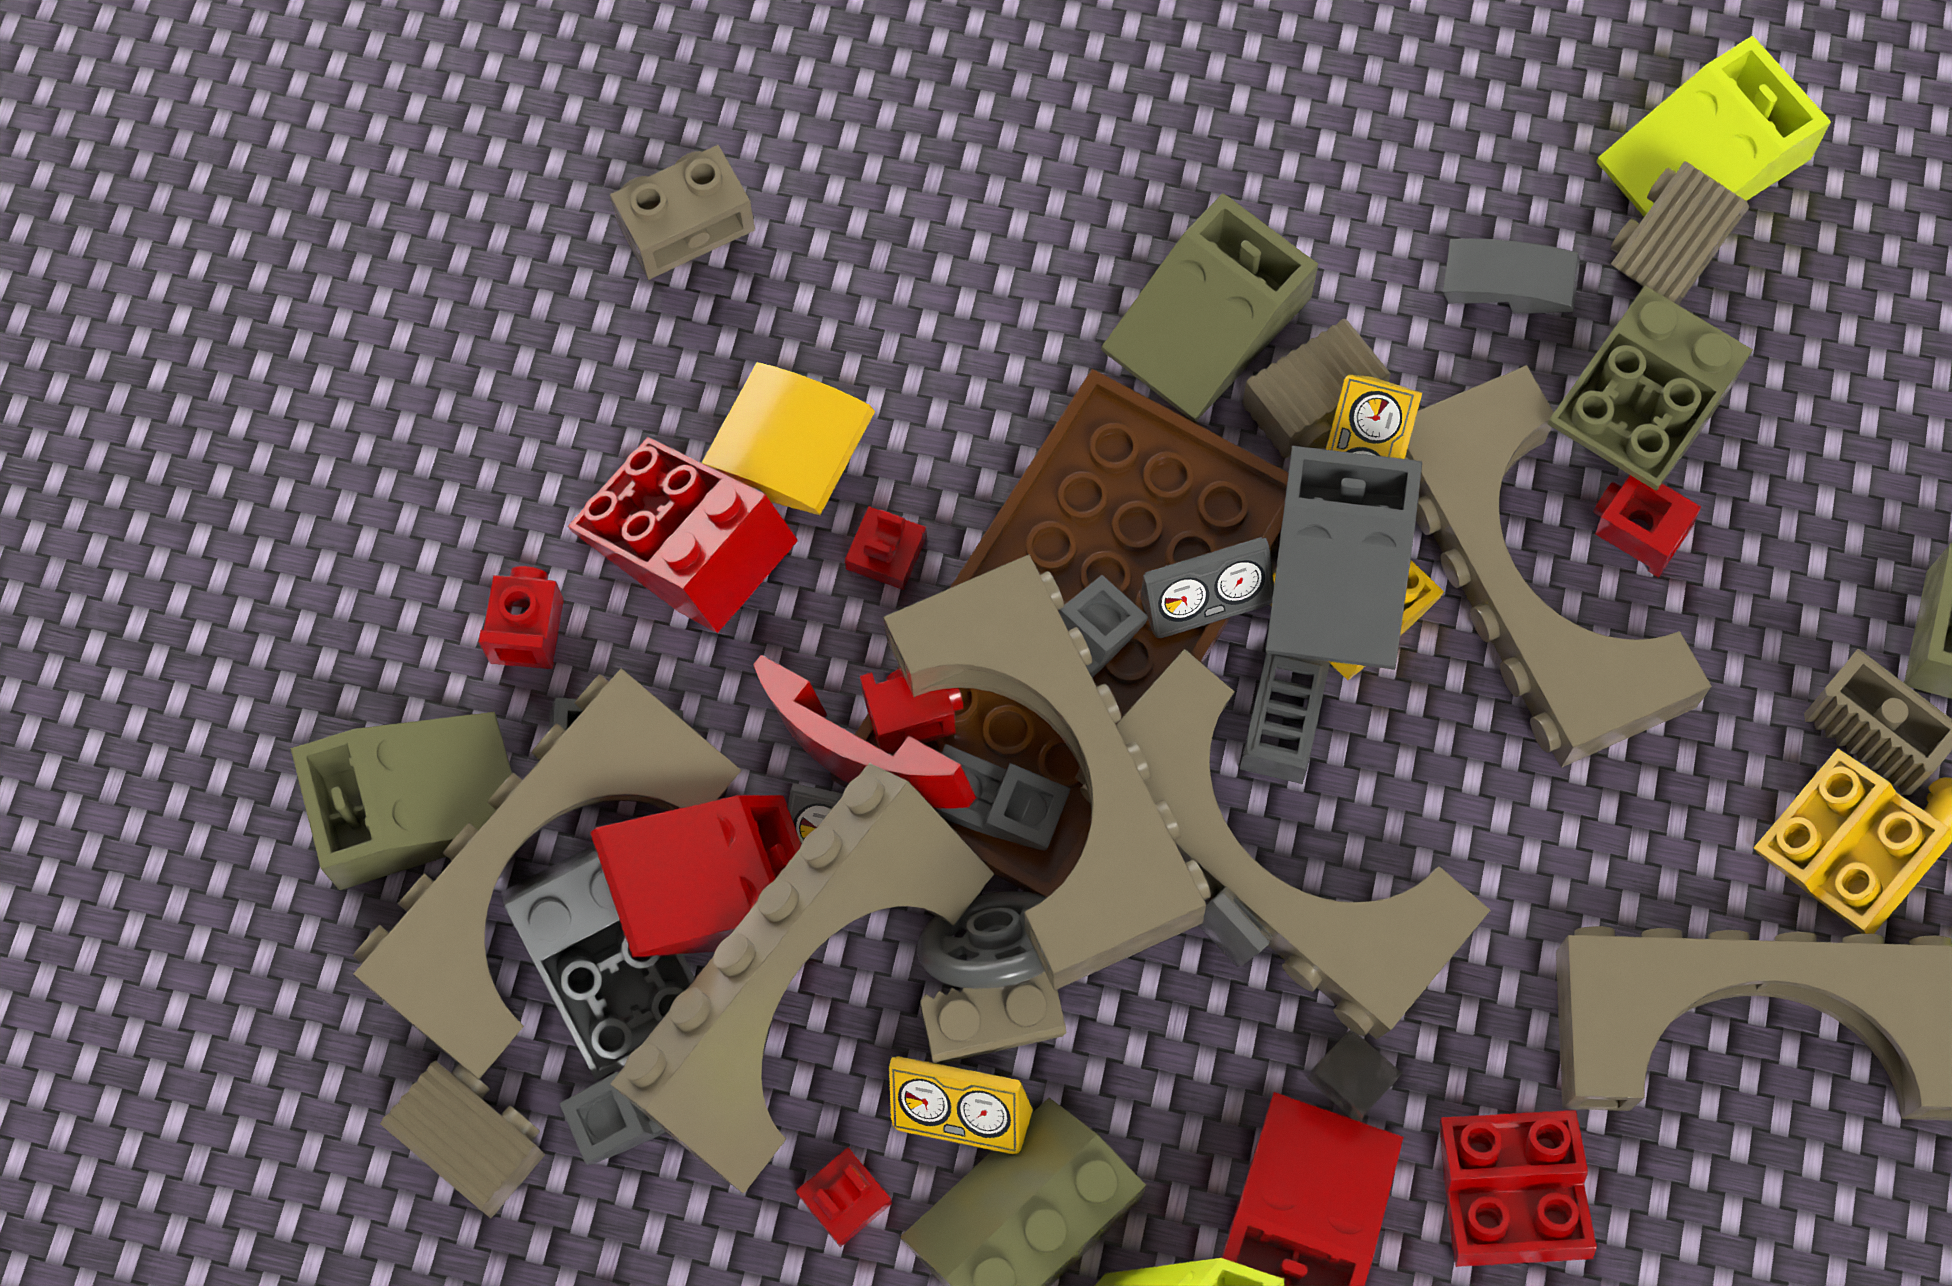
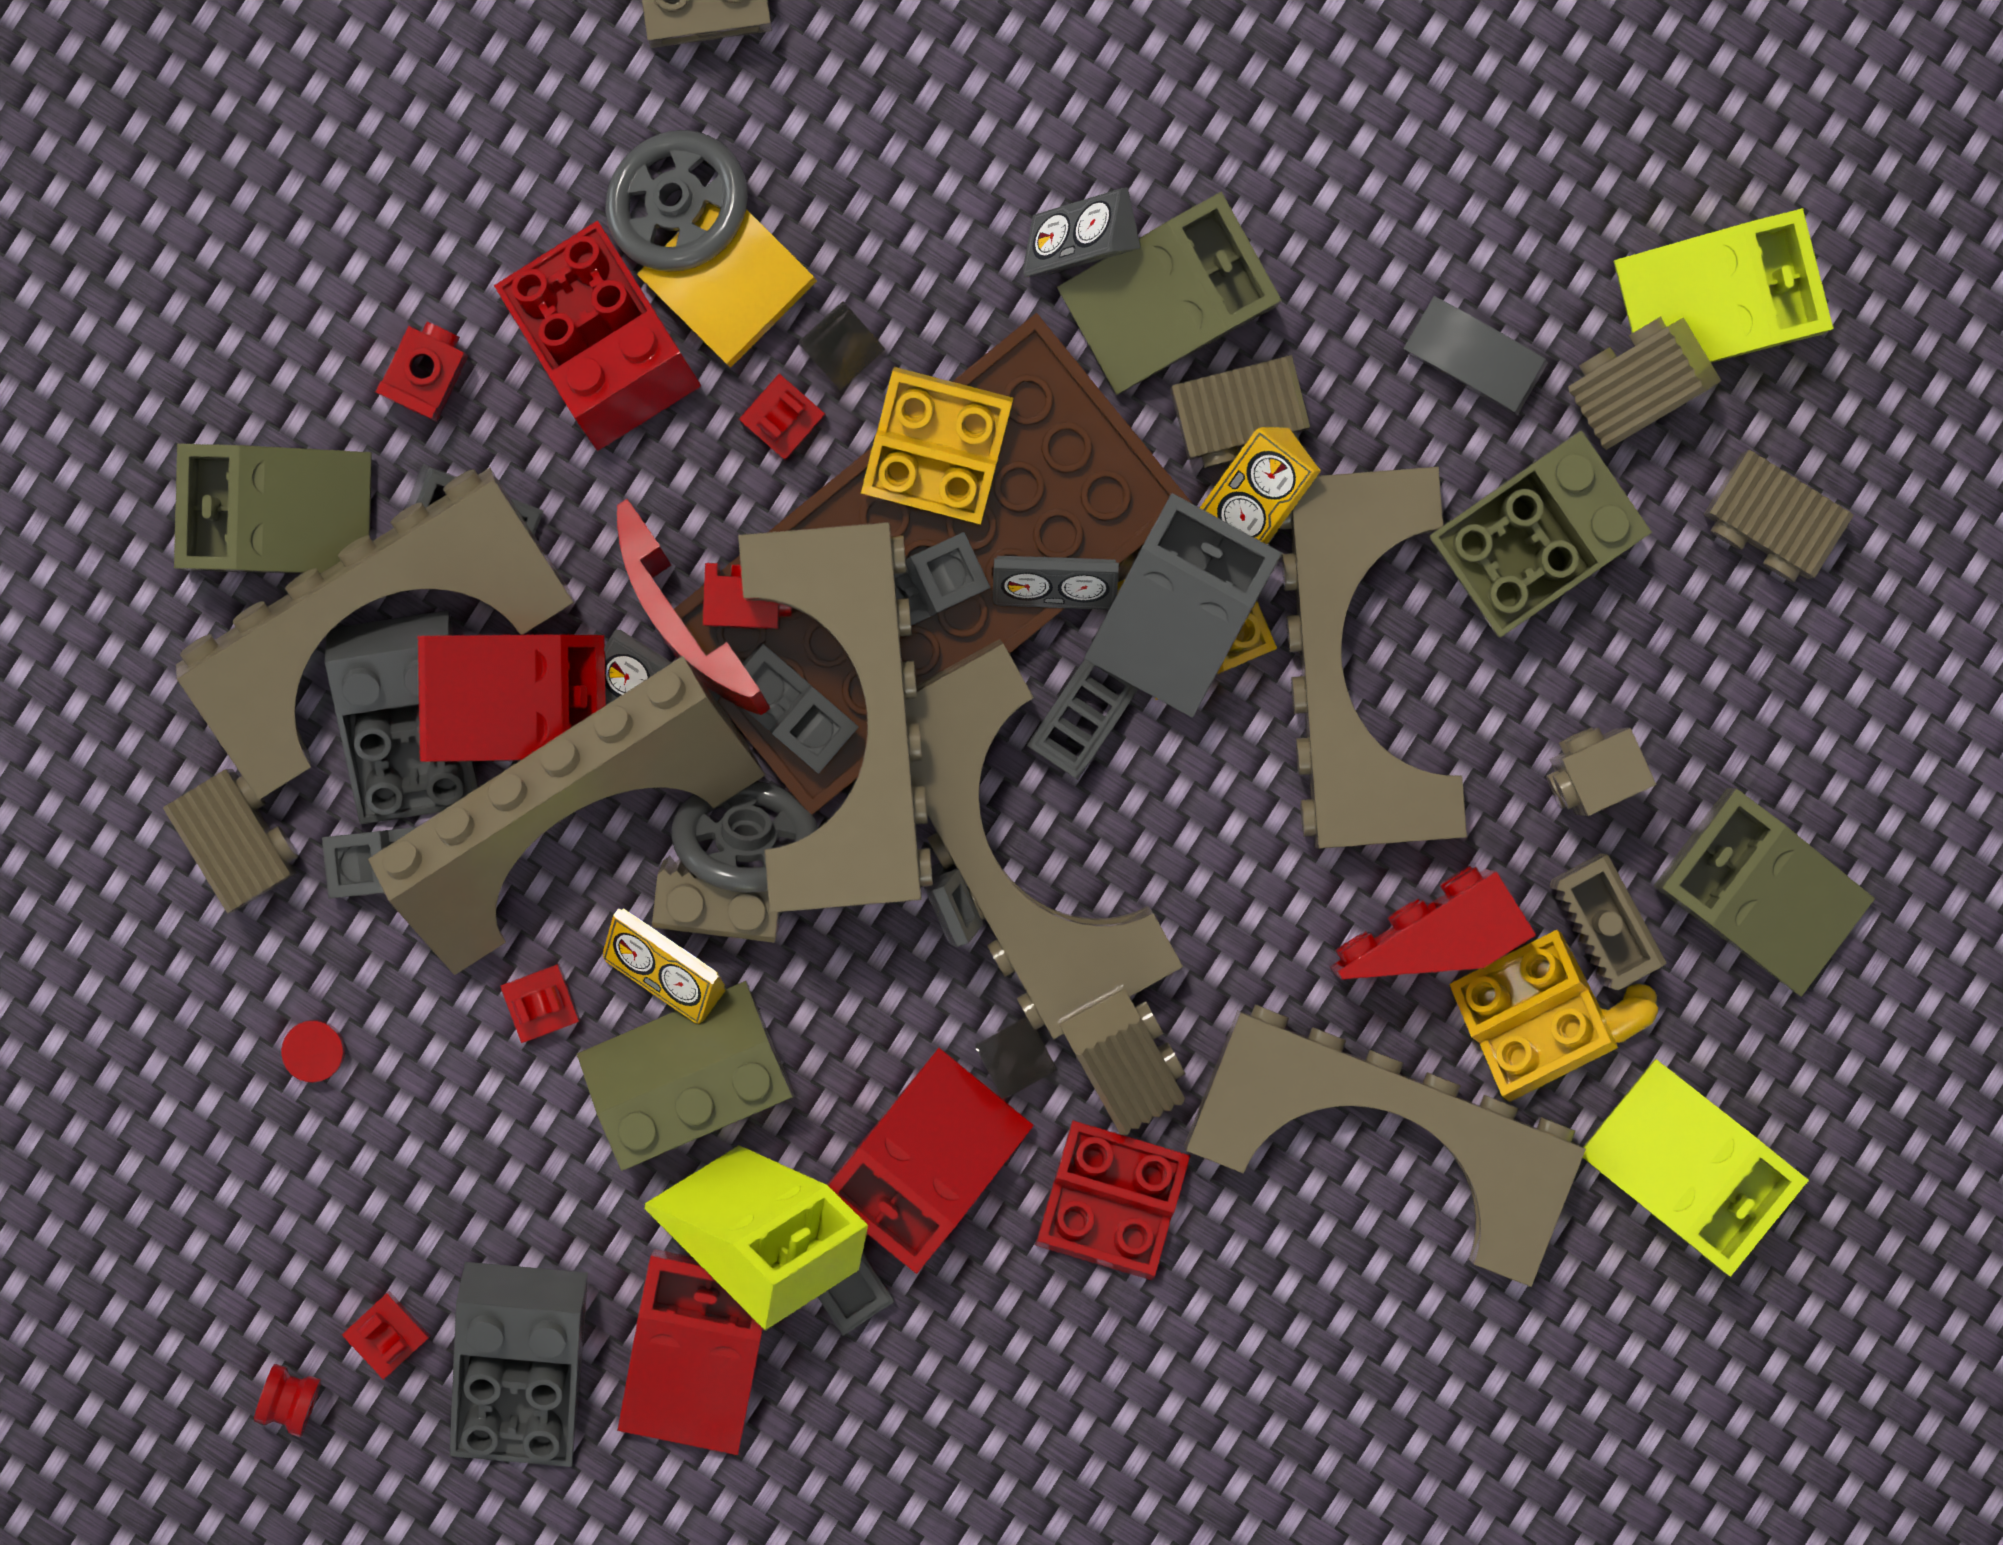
camera: 15 degrees right, 20 degrees up
(716, 387) = (693, 244): none -> dark grey plate
(917, 464) = (841, 346): none -> clear smoke slope
(1046, 506) = (937, 445): none -> yellow slope
(1108, 284) = (1081, 234): none -> slope
(1472, 1027) = (1124, 1062): none -> dark tan brick
(1664, 510) = (1491, 675): red brick -> none
(1733, 783) = (1457, 931): none -> red slope
(1808, 578) = (1598, 770): none -> dark tan brick
(1853, 313) = (1776, 516): none -> dark tan brick

